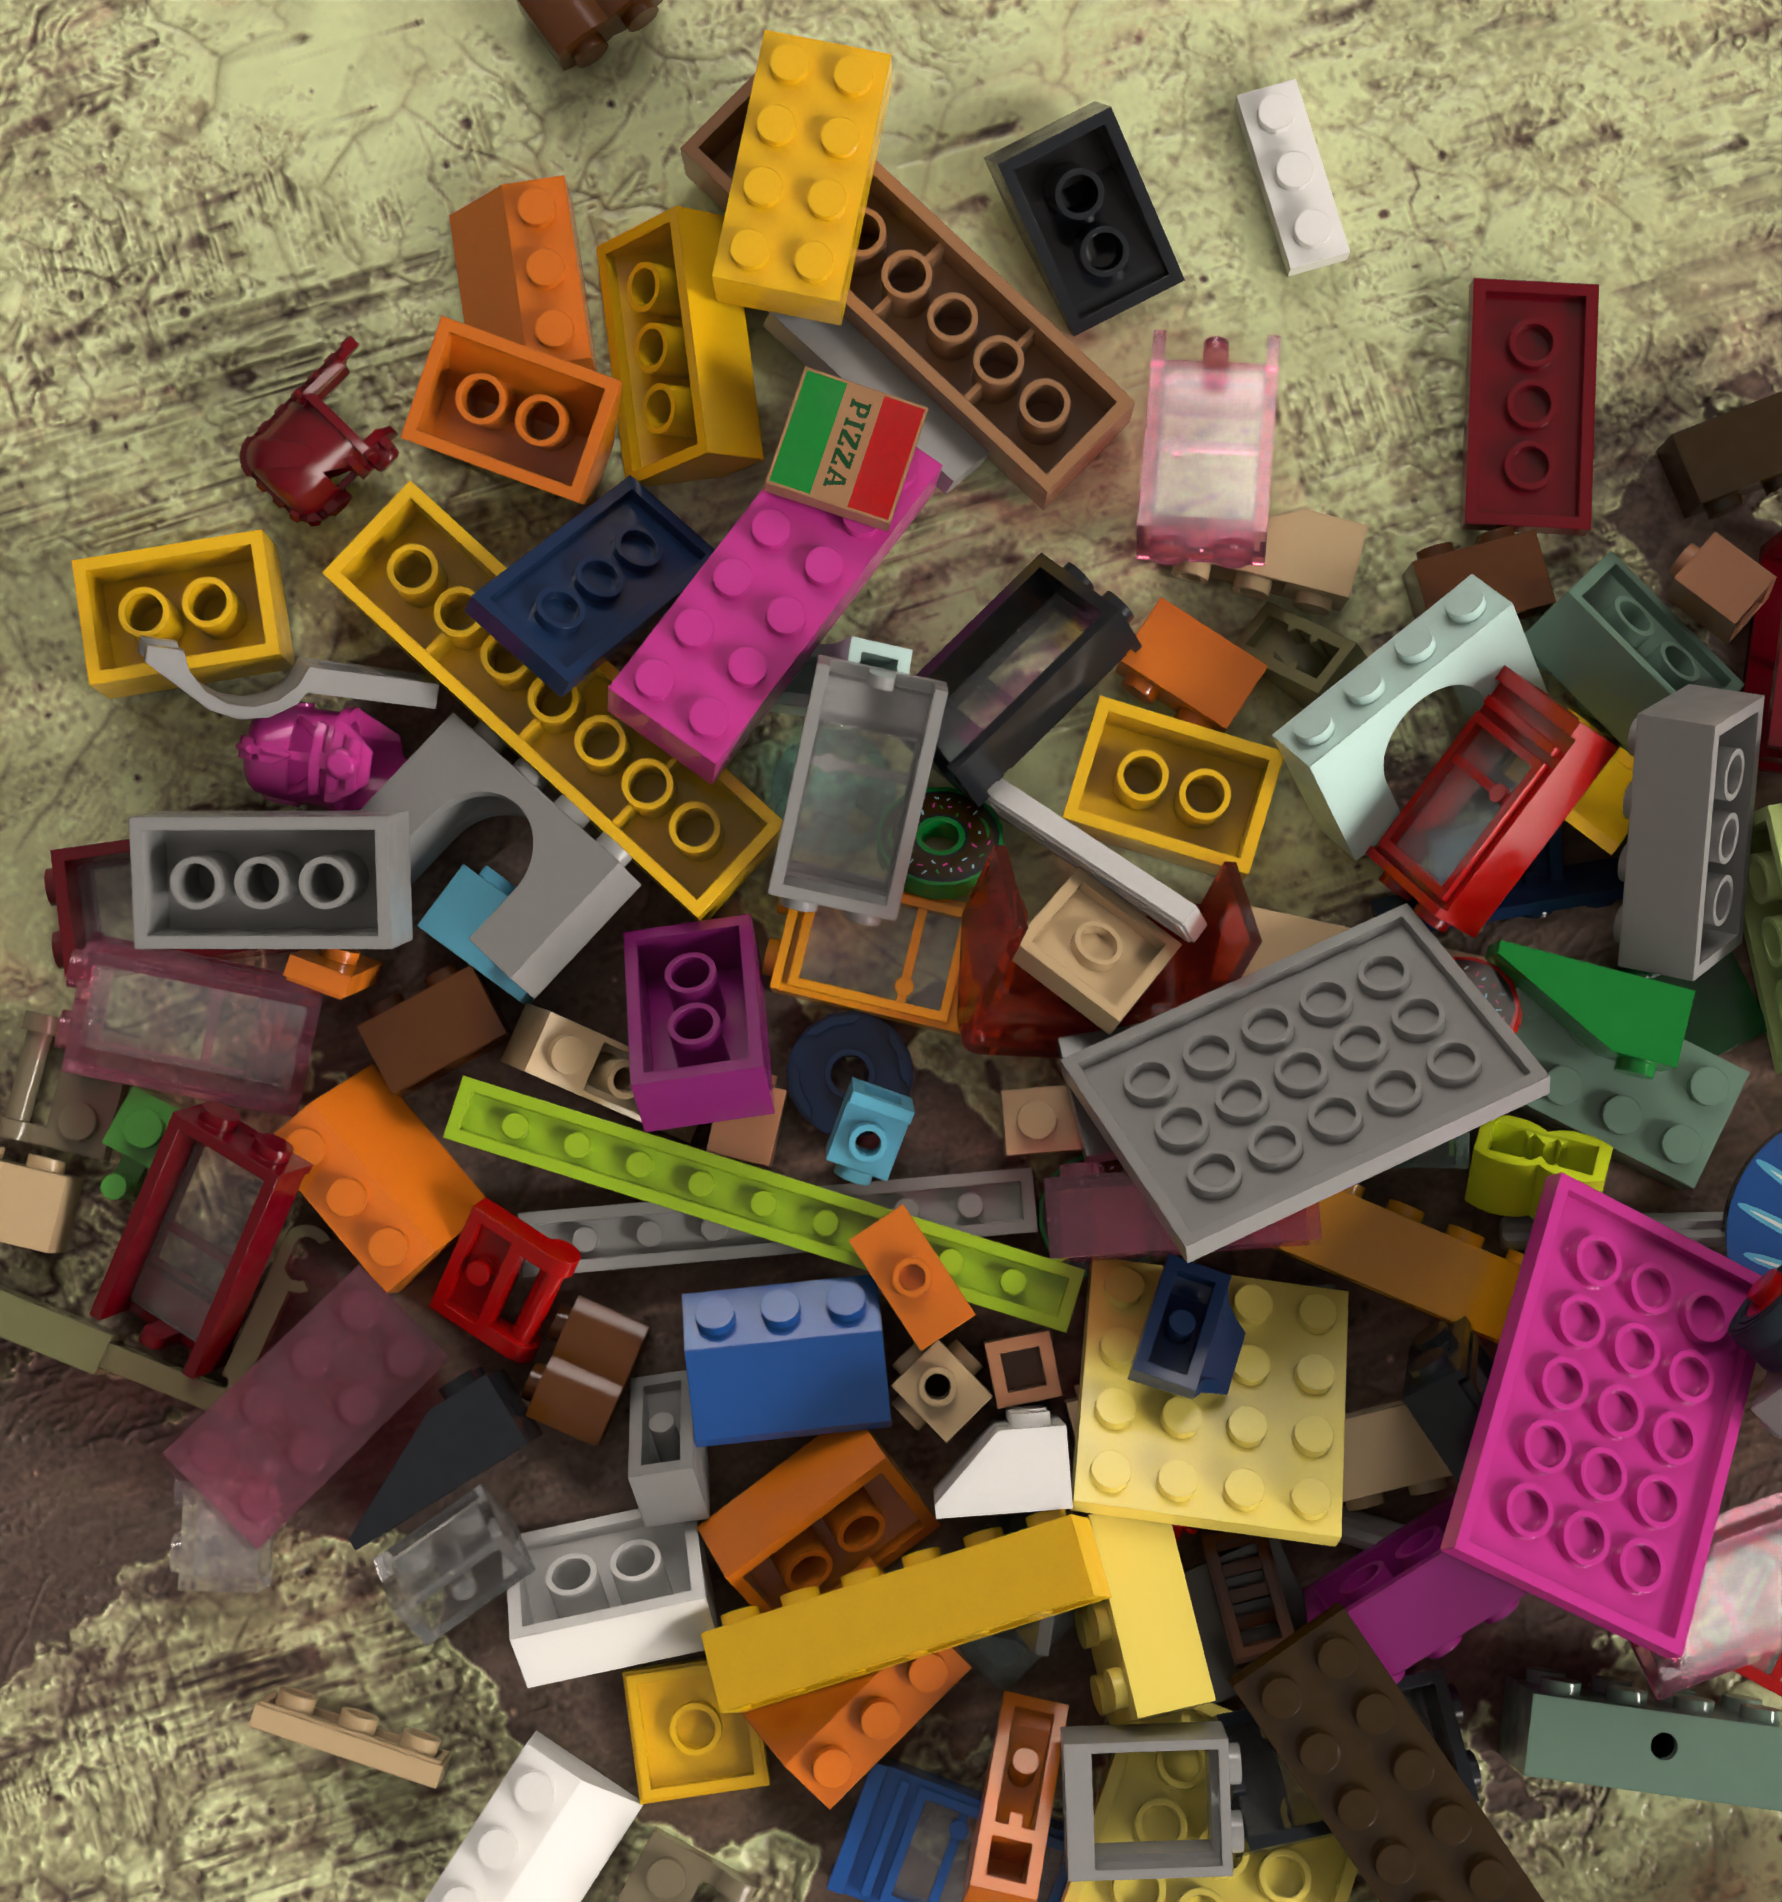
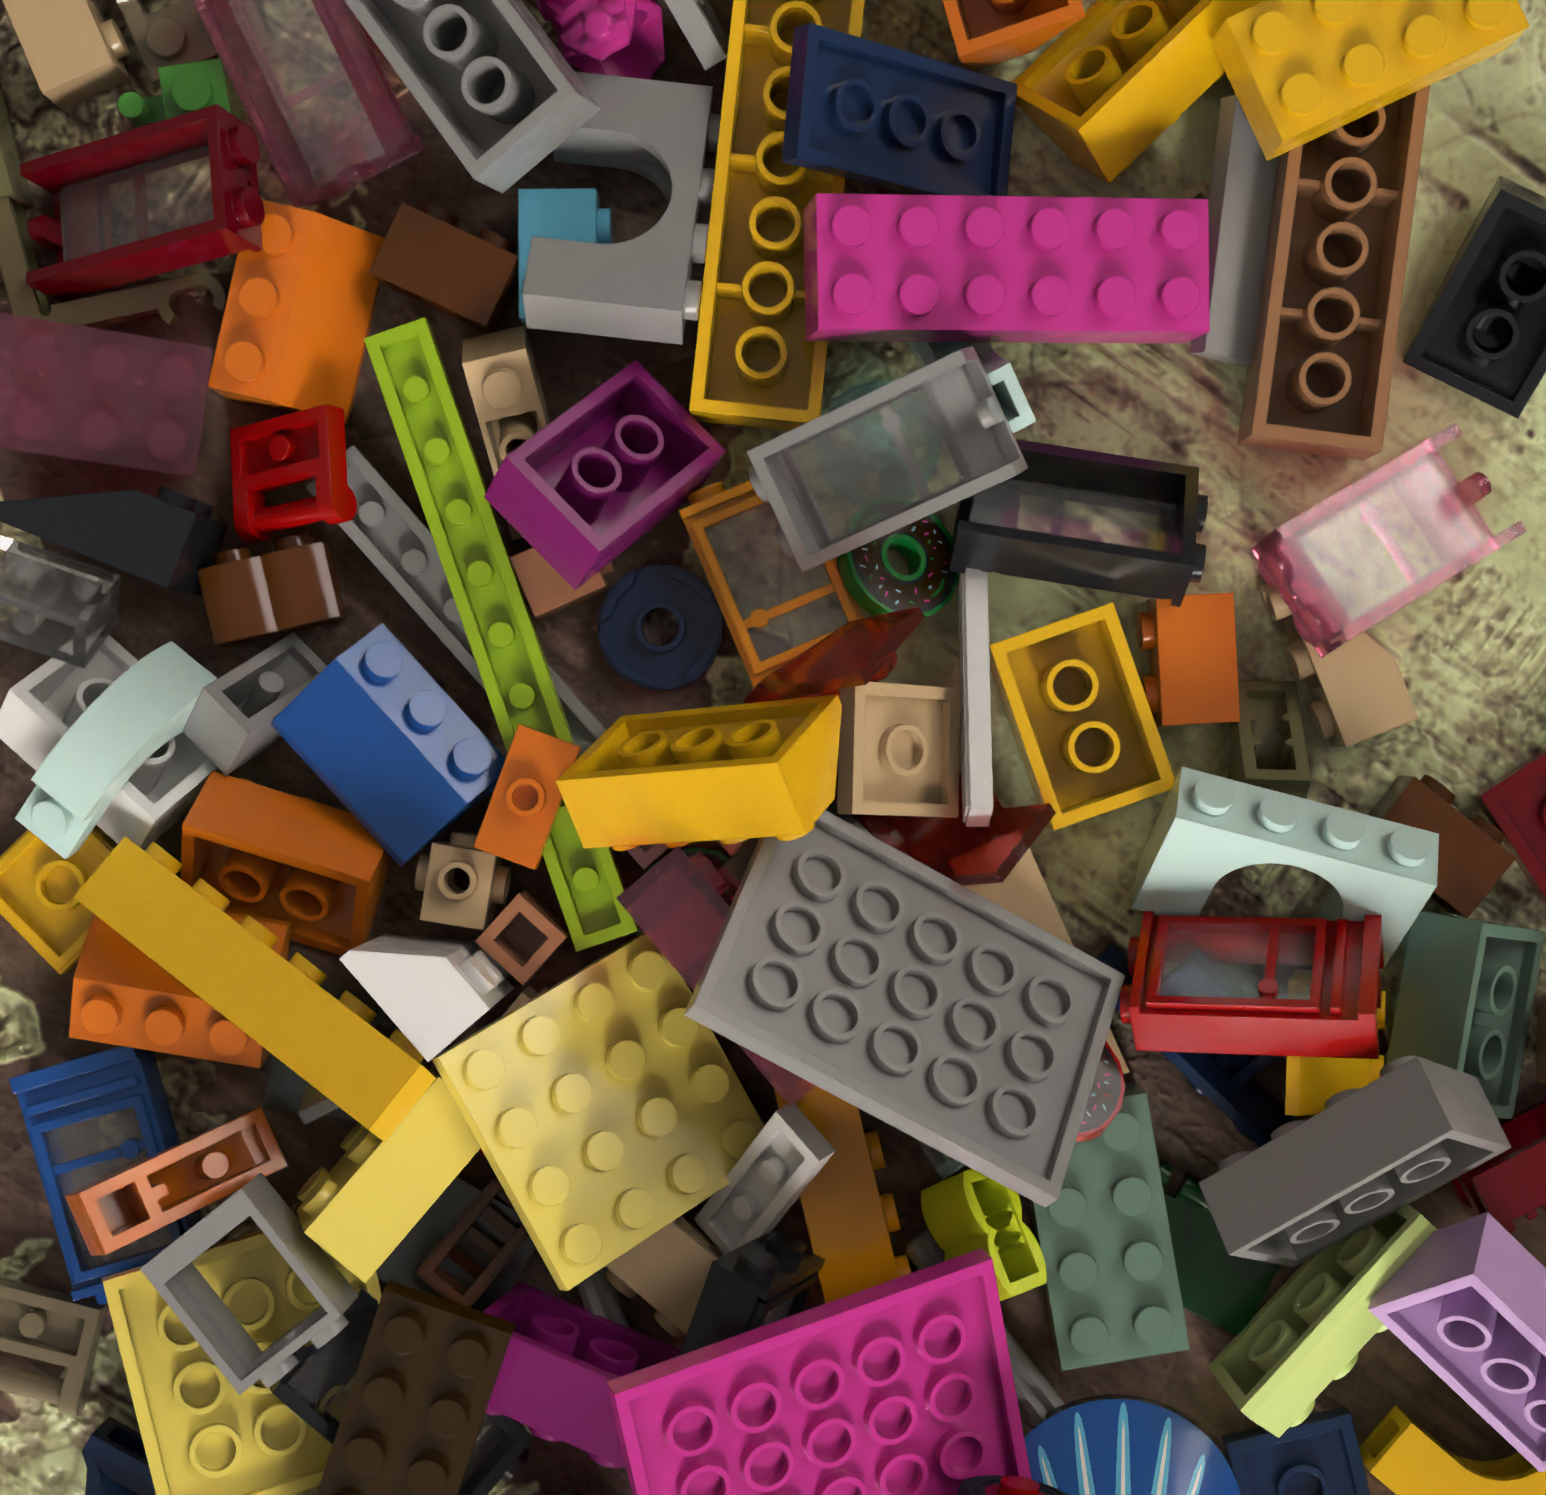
camera: 55 degrees right, 5 degrees up
(333, 971) = (427, 151): orange plate -> none
(620, 1591) = (109, 744): none -> light aqua arch
(846, 449) = (1162, 240): tile -> none
(868, 1109) = (642, 673): medium azure brick -> none
(1002, 1115) = (707, 775): none -> yellow slope
(1188, 1333) = (641, 1052): dark blue slope -> none
(1366, 1316) = (765, 1180): none -> white plate
(1606, 1009) = (1153, 1200): green slope -> none

